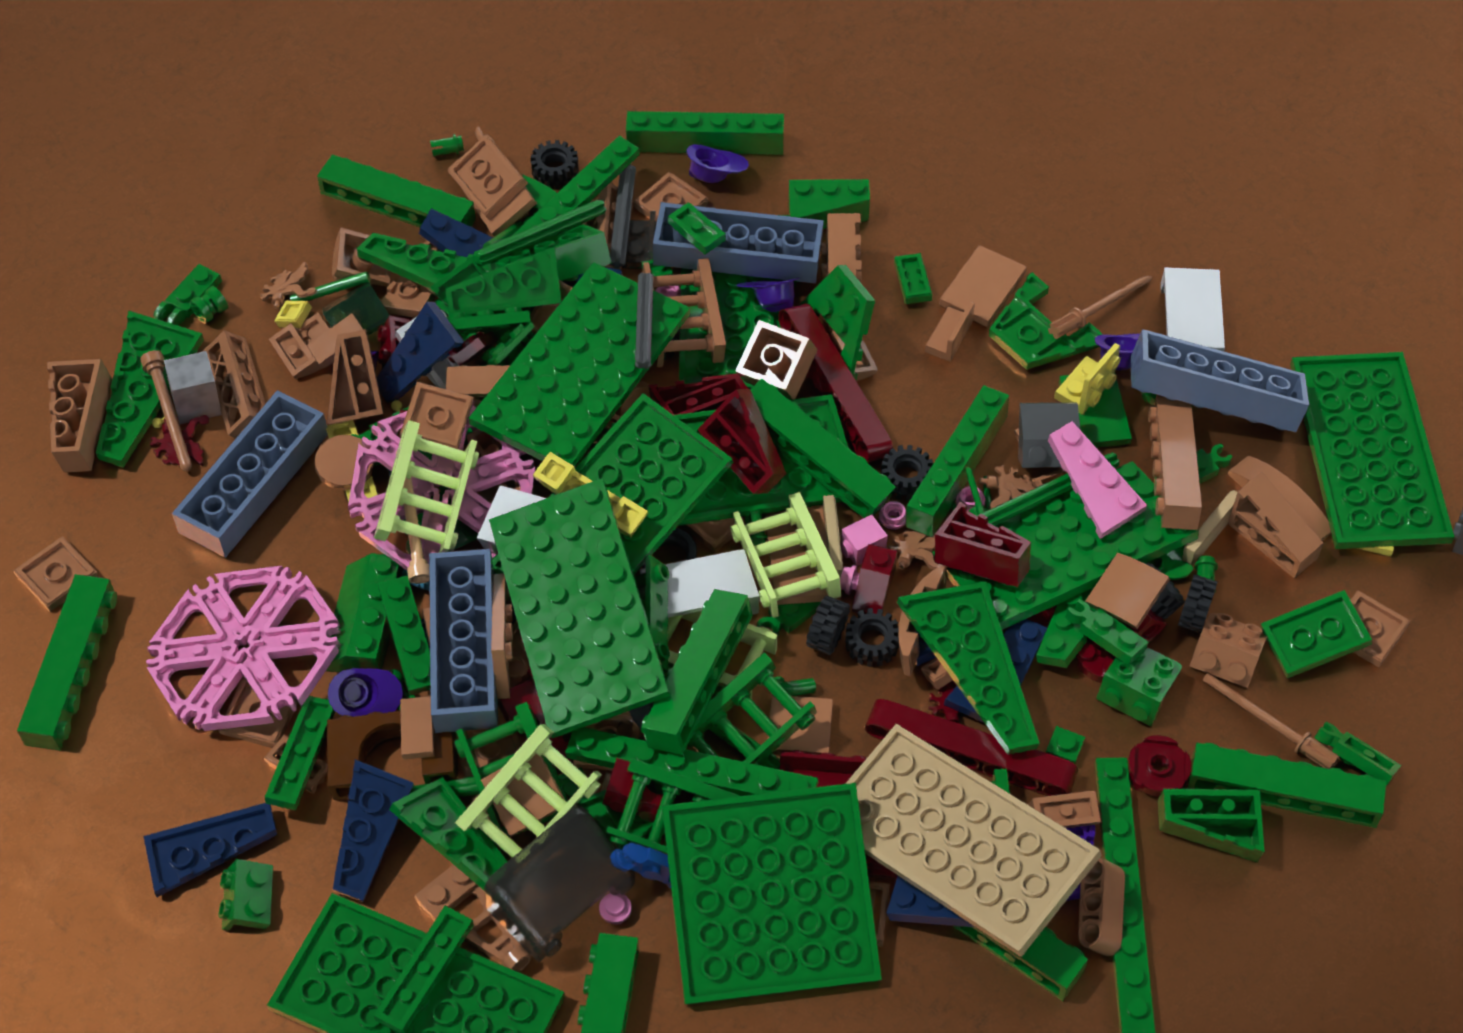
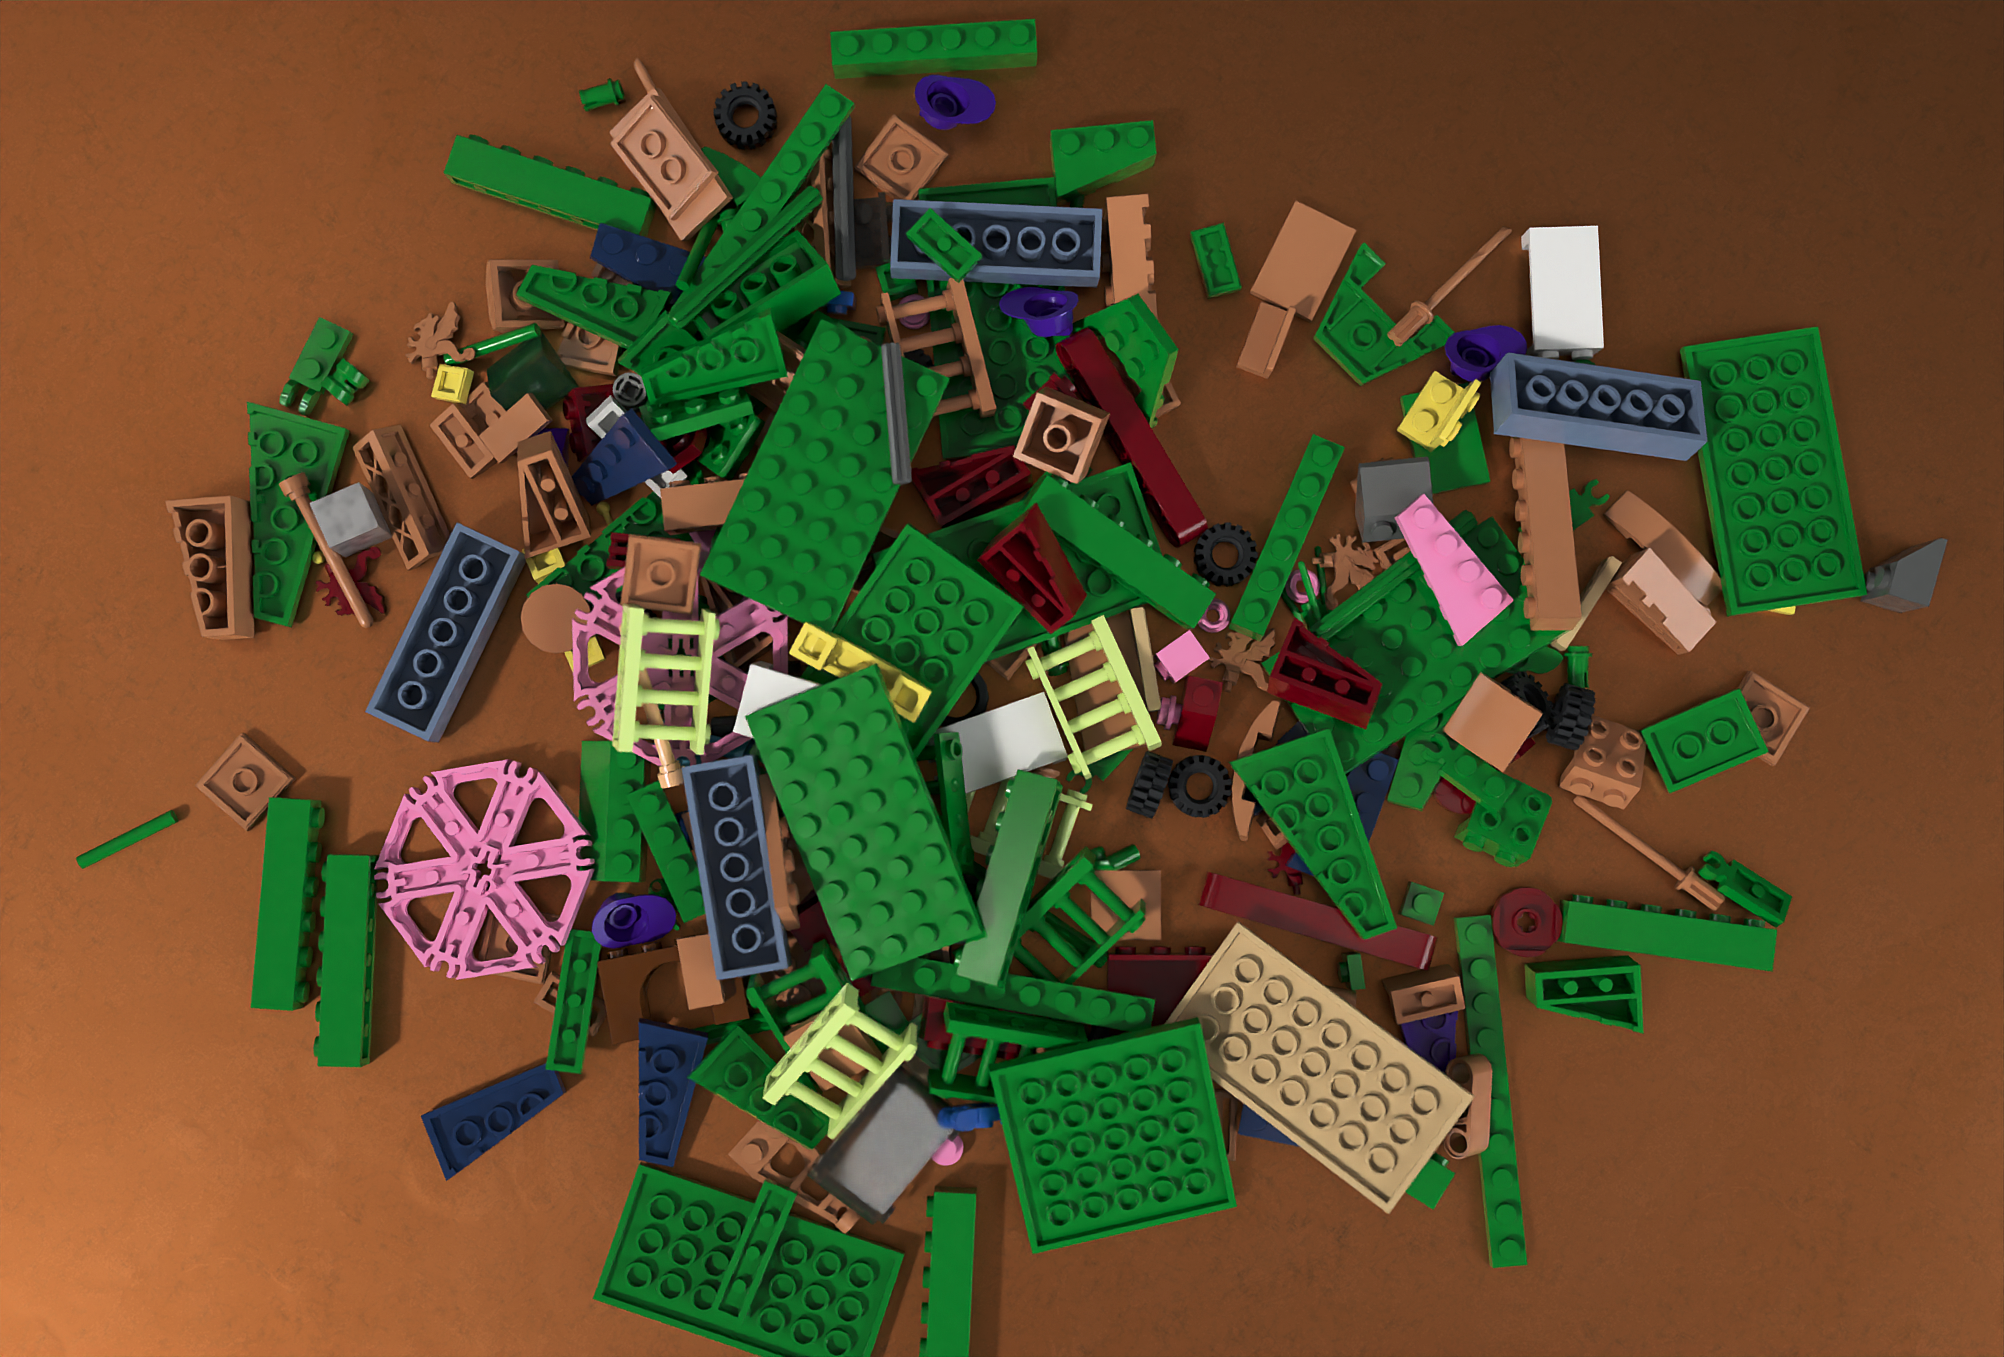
camera: 10 degrees left, 30 degrees up
(108, 710) = (346, 961): none -> green brick
(246, 895) = (546, 1171): green bracket -> none

